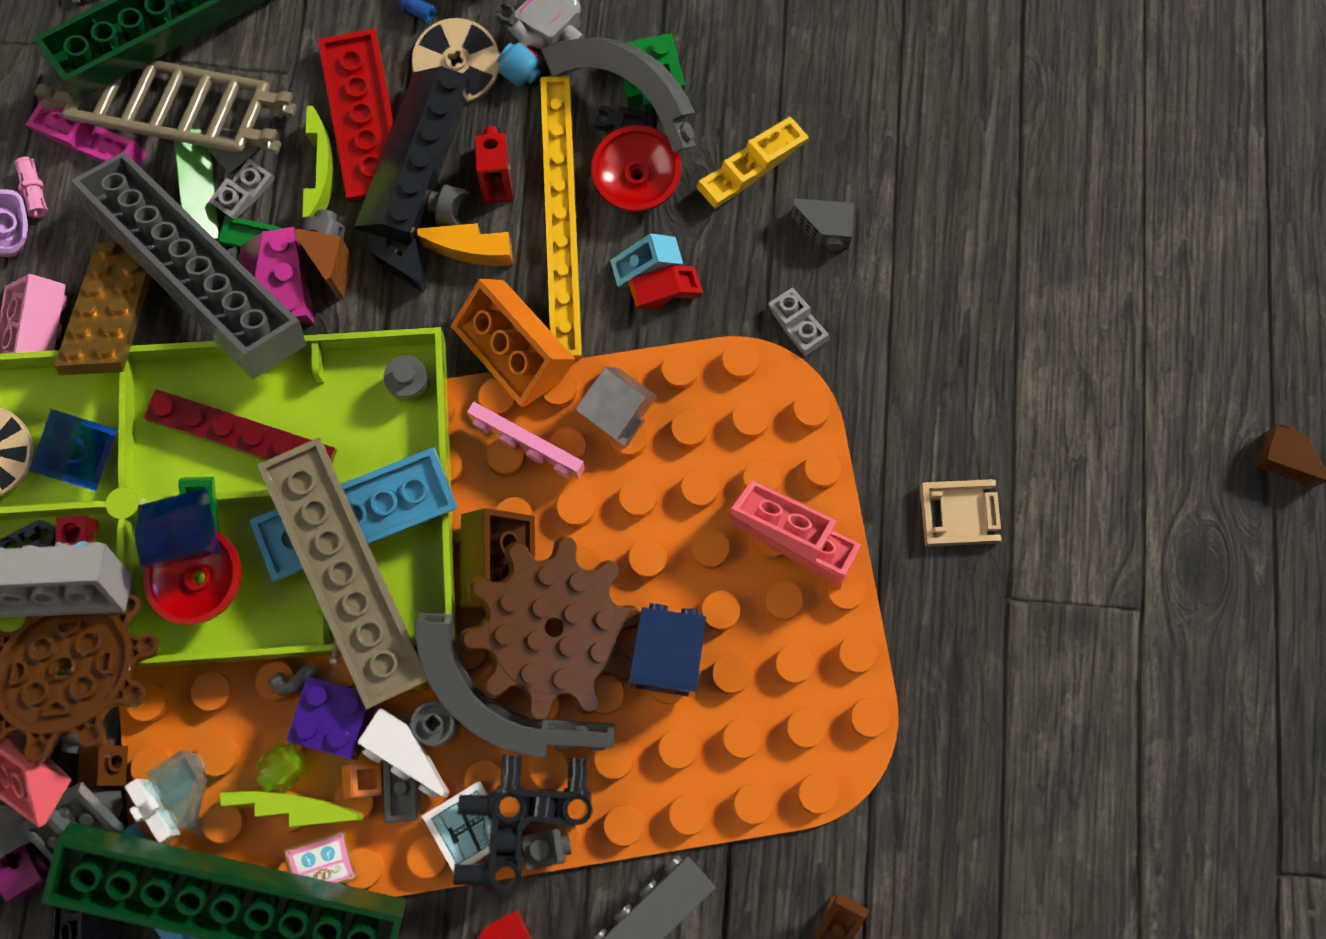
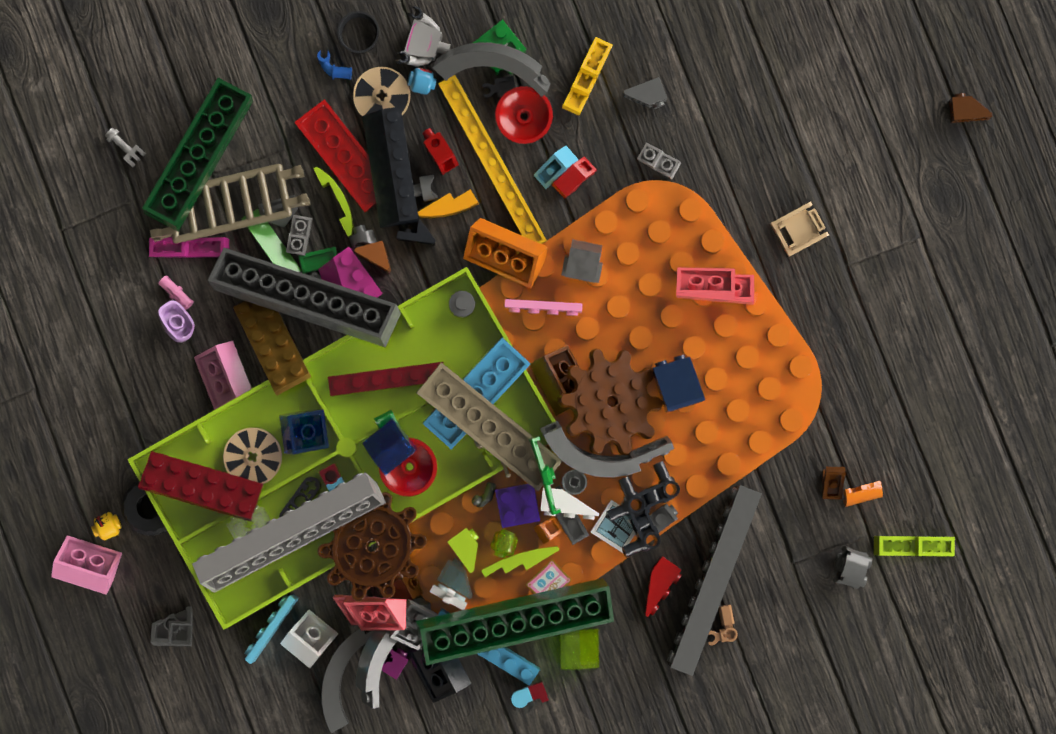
camera: 25 degrees left, 10 degrees up
(215, 747) = (466, 547): none -> lime slope
(385, 689) = (547, 475): none -> green plate

